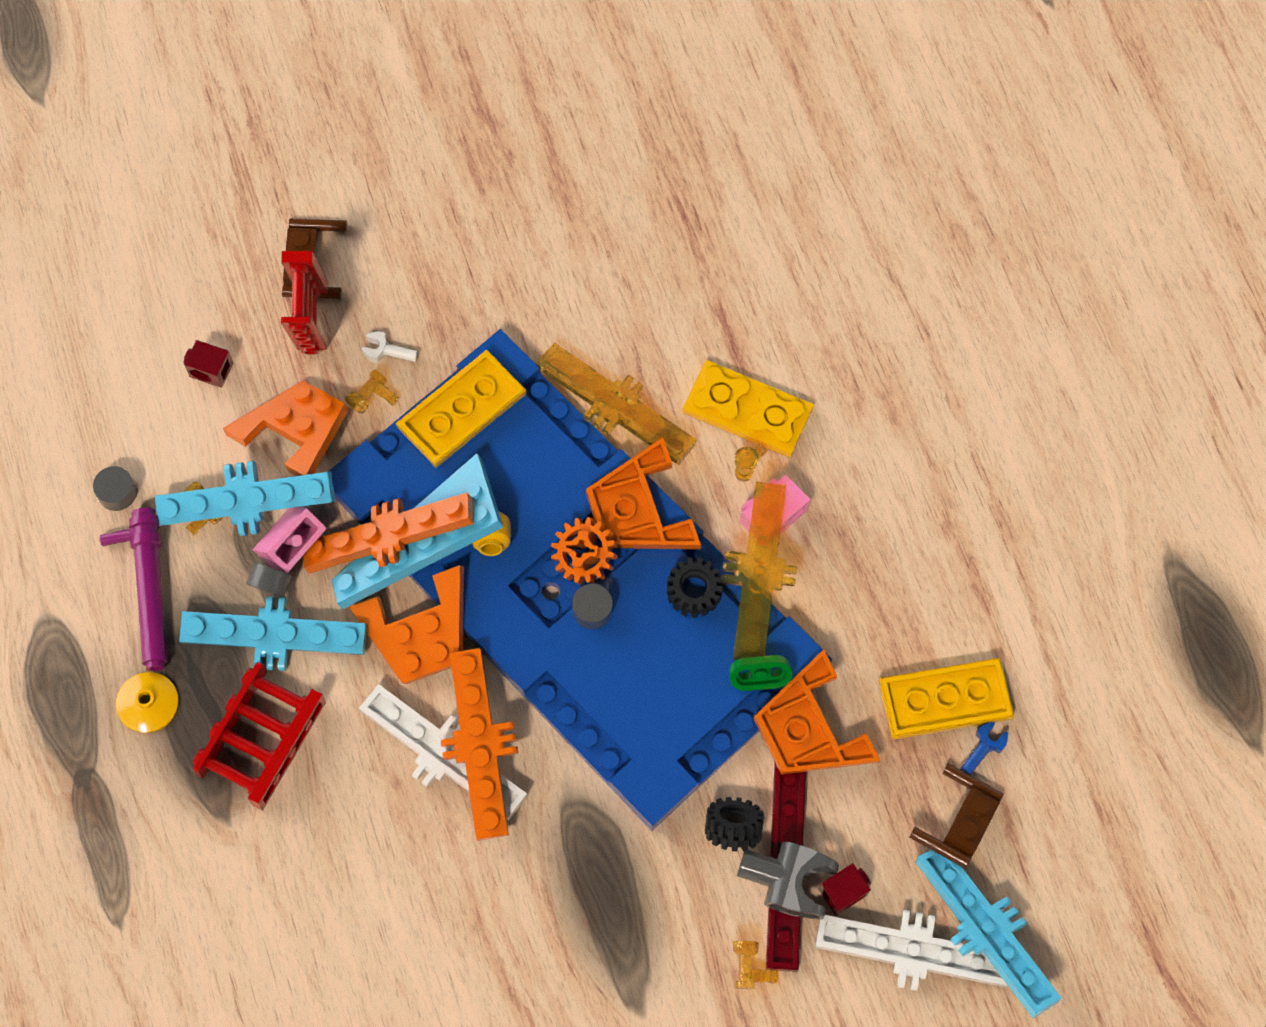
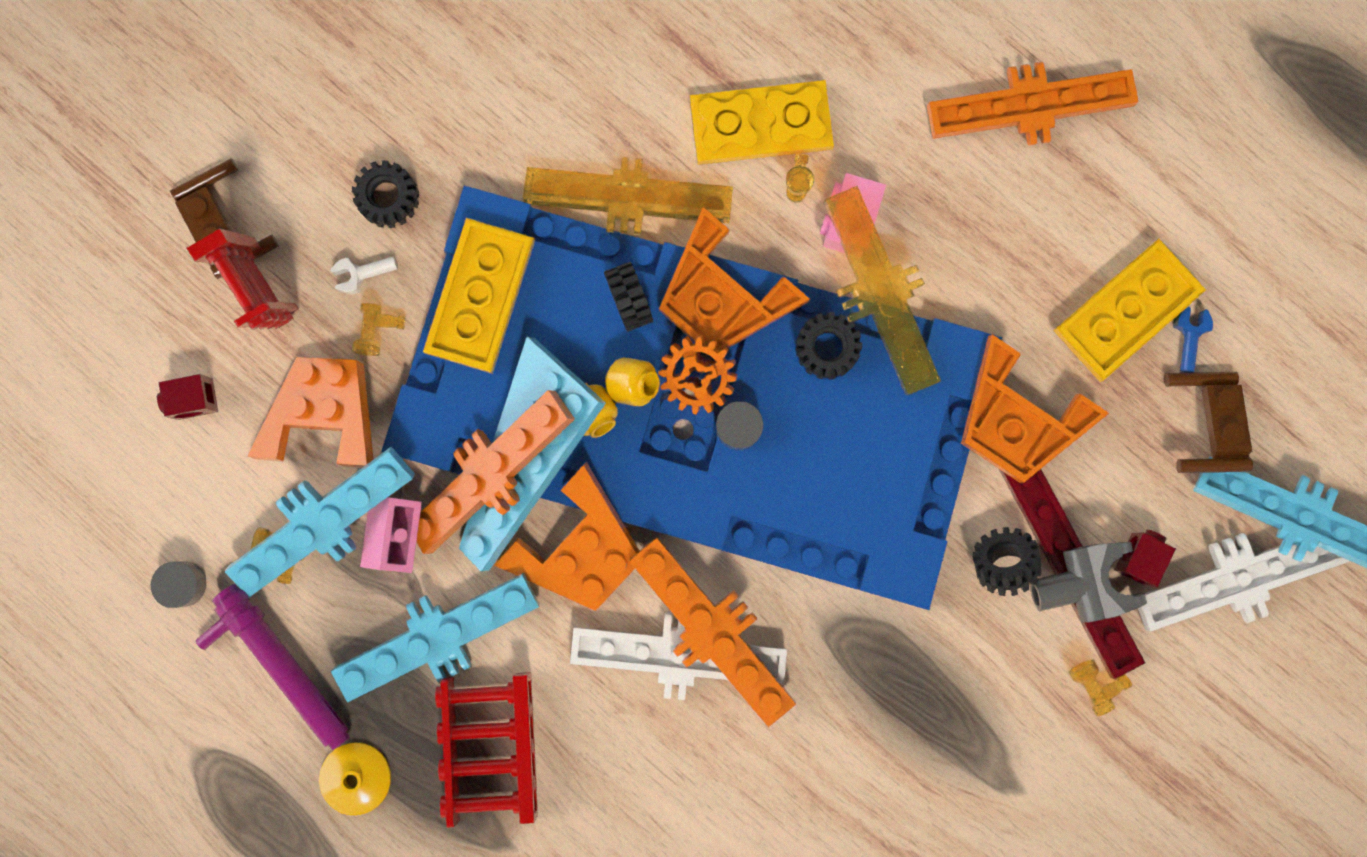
camera: 25 degrees left, 15 degrees up
(268, 579) = (396, 589): dark grey piece -> none
(437, 290) = (371, 180): none -> black tyre
(532, 528) = (632, 381): none -> yellow head
(567, 466) = (628, 296): none -> black tyre
(760, 673) = (946, 396): green plate -> none
(961, 507) = (1032, 103): none -> orange hinge

